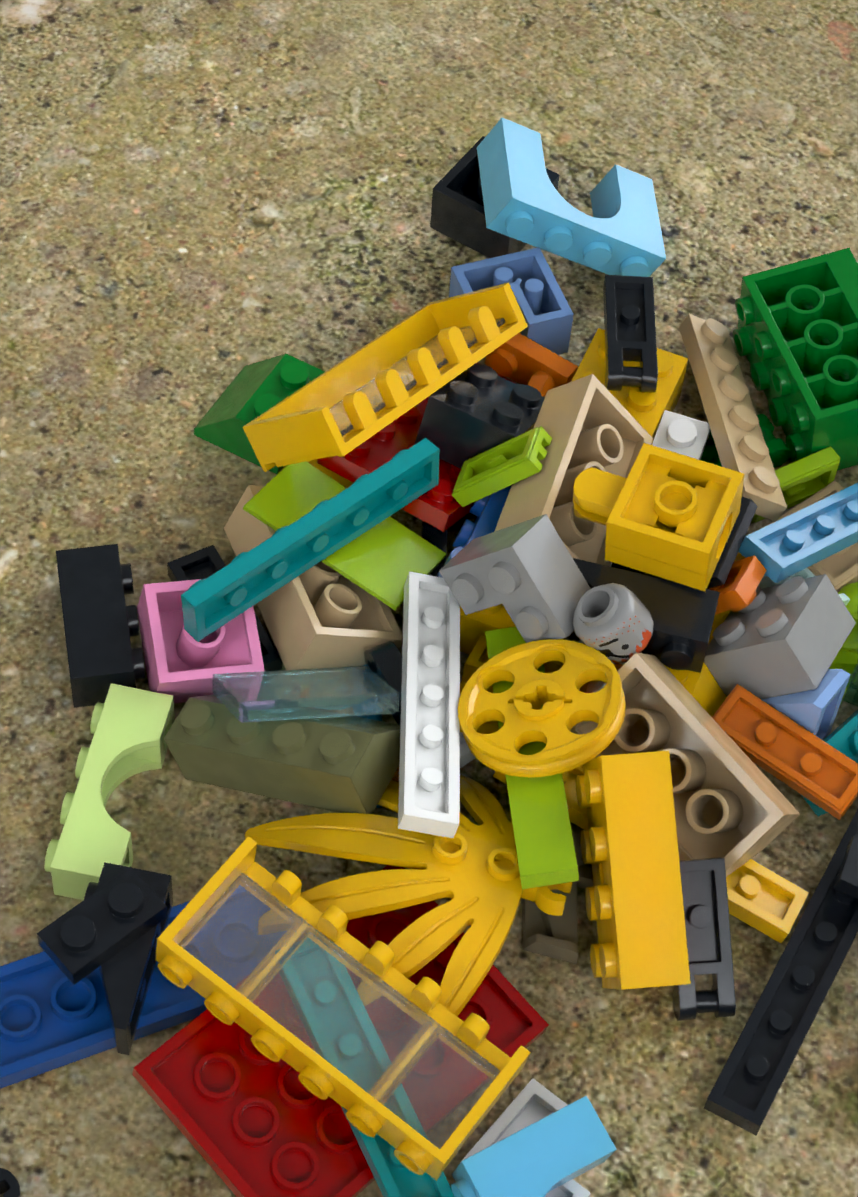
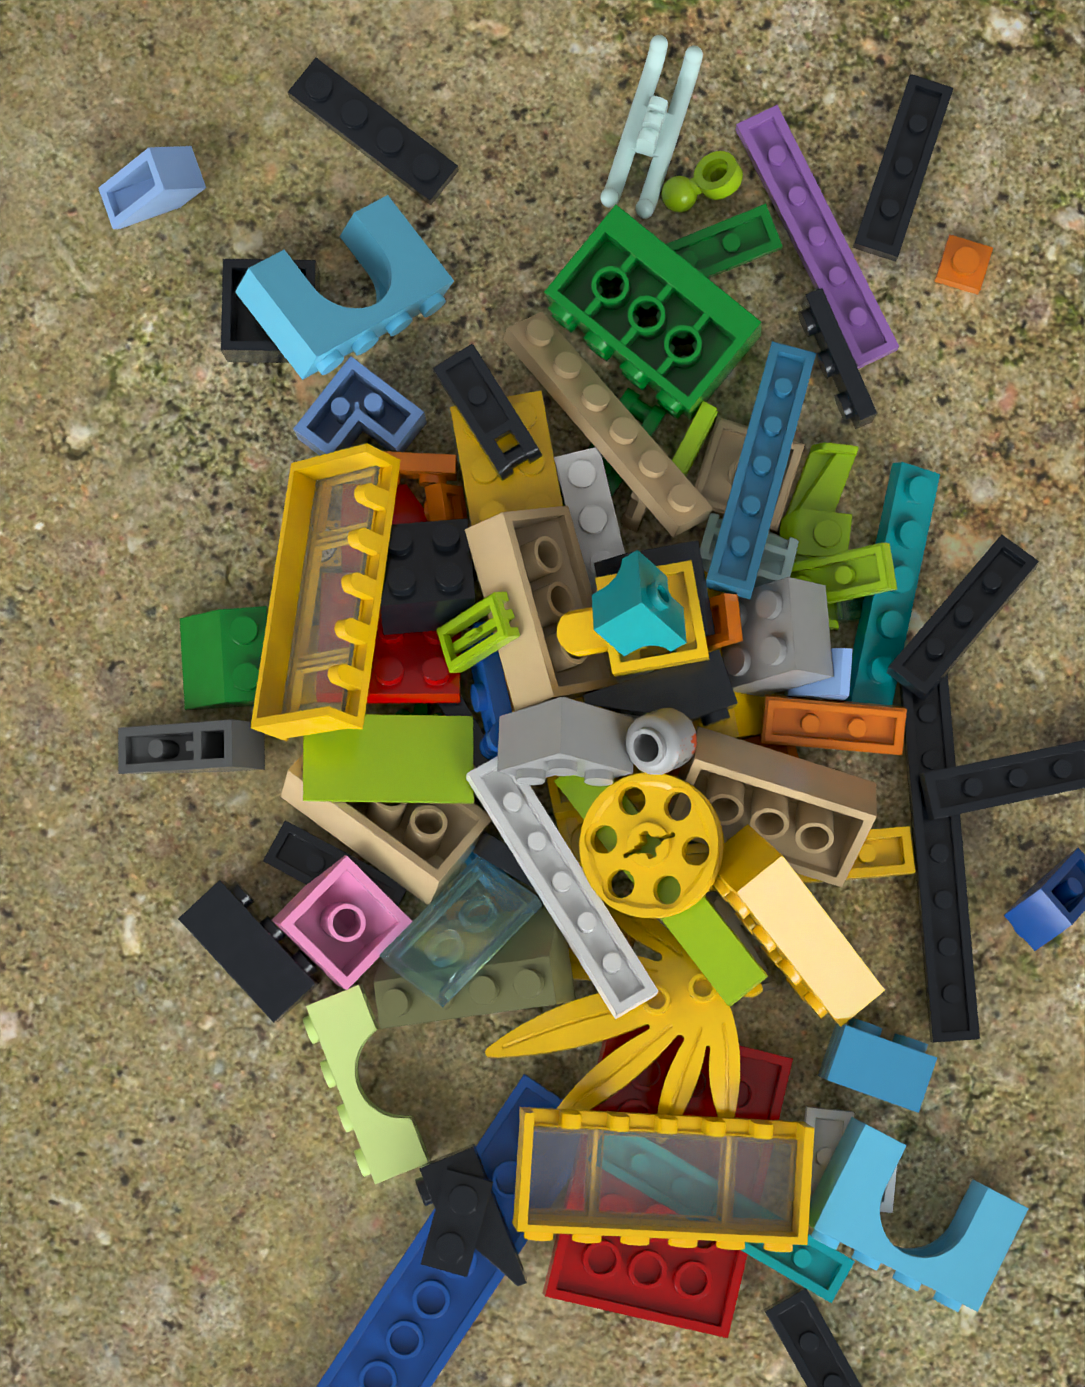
camera: 25 degrees left, 30 degrees up
(184, 451) = (191, 748): none -> dark grey slope
(309, 539) = (375, 823): teal plate -> none
(463, 86) = (152, 185): none -> light blue slope
(634, 1070) = (878, 1067): none -> dark azure brick
(670, 153) = (373, 131): none -> black plate
(670, 463) = (638, 608): none -> teal brick
(707, 940) = (860, 922): black plate -> none

